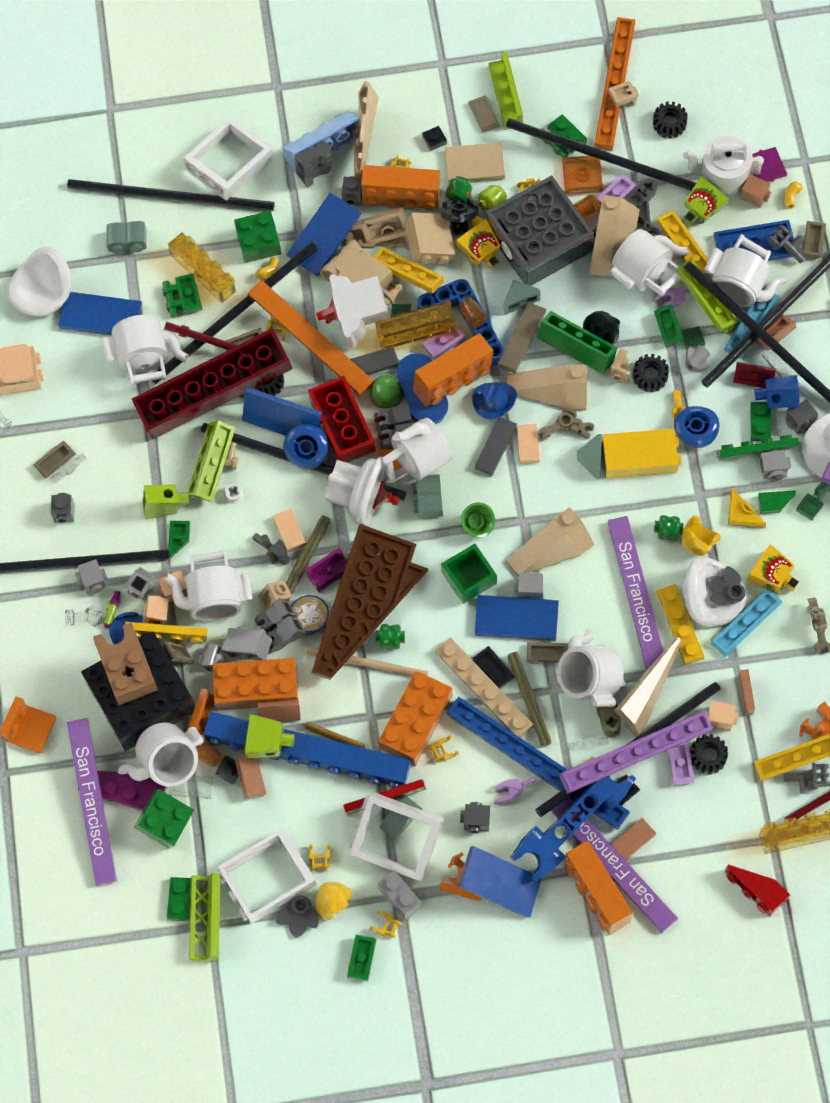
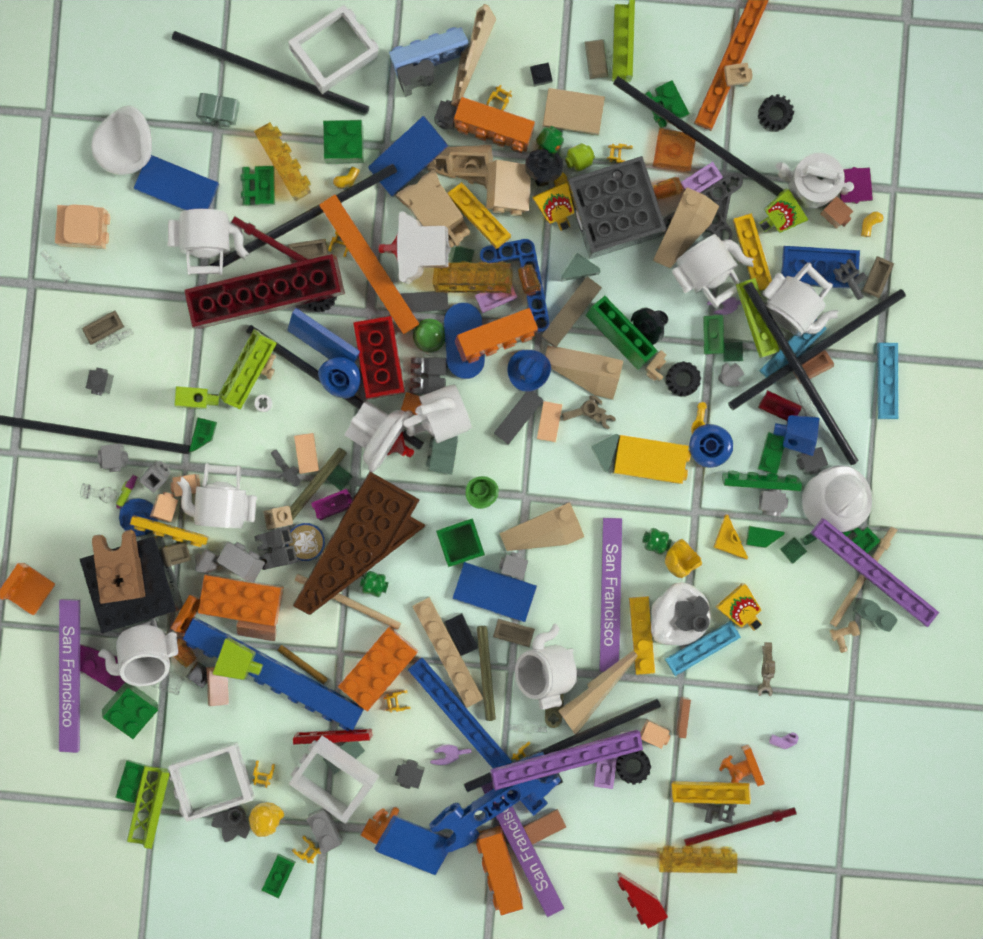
camera: 10 degrees right, 20 degrees up
(328, 544) = (339, 477): none -> clear green tile

